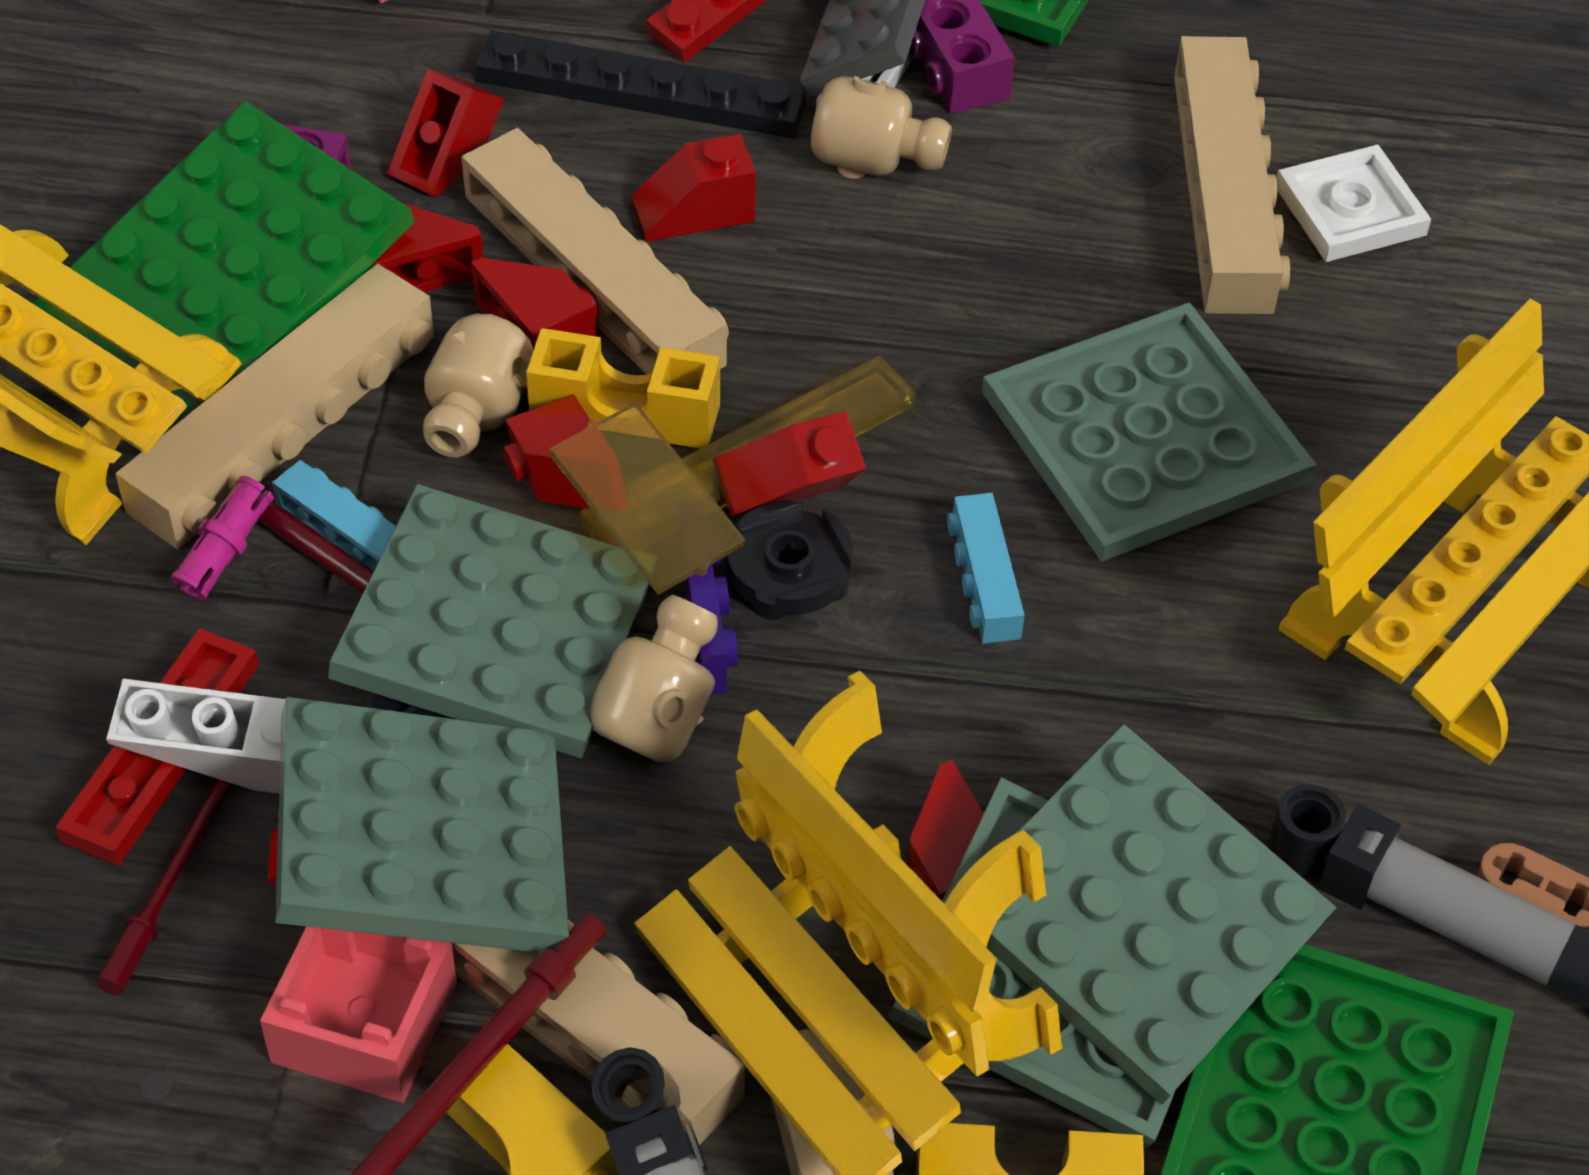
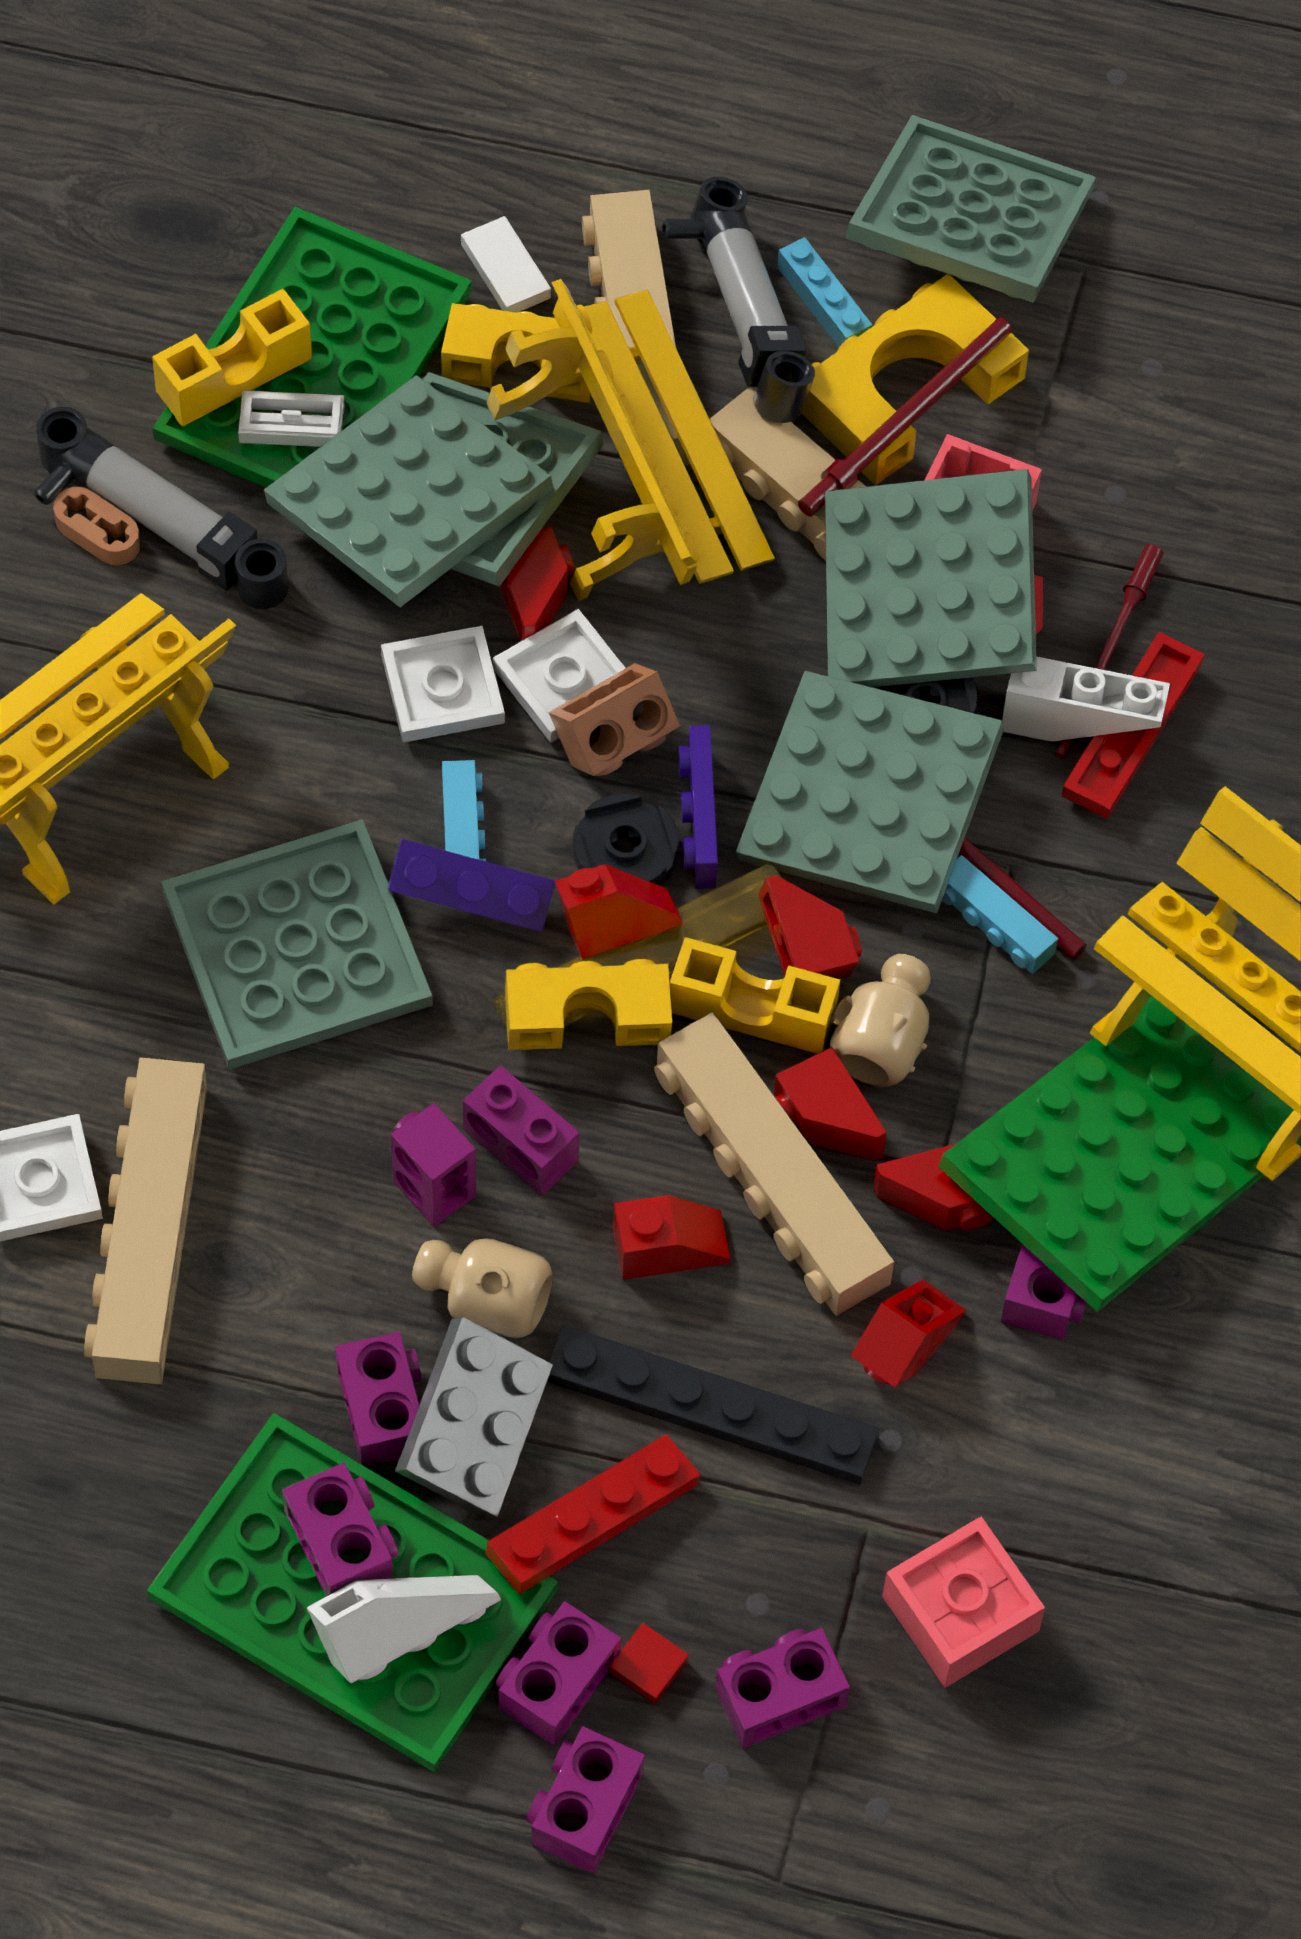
camera: 175 degrees left, 10 degrees up
(222, 538) = (1096, 895): dark pink pin -> none
(277, 404) = (1028, 1039): tan brick -> none
(647, 497) = (744, 846): clear yellow piece -> none
(655, 687) = (748, 708): tan piece -> none
(770, 376) = (629, 994): none -> yellow arch
(816, 665) = (612, 708): none -> nougat brick
(864, 262) = (521, 1130): none -> magenta brick
(918, 734) = (556, 667): none -> white plate
(949, 202) = (433, 1163): none -> magenta brick
(962, 477) = (471, 885): none -> dark purple plate
(1039, 717) = (442, 684): none -> white plate
(1331, 1039) = (290, 425): none -> white tile
(1412, 1089) = (266, 345): none -> yellow arch

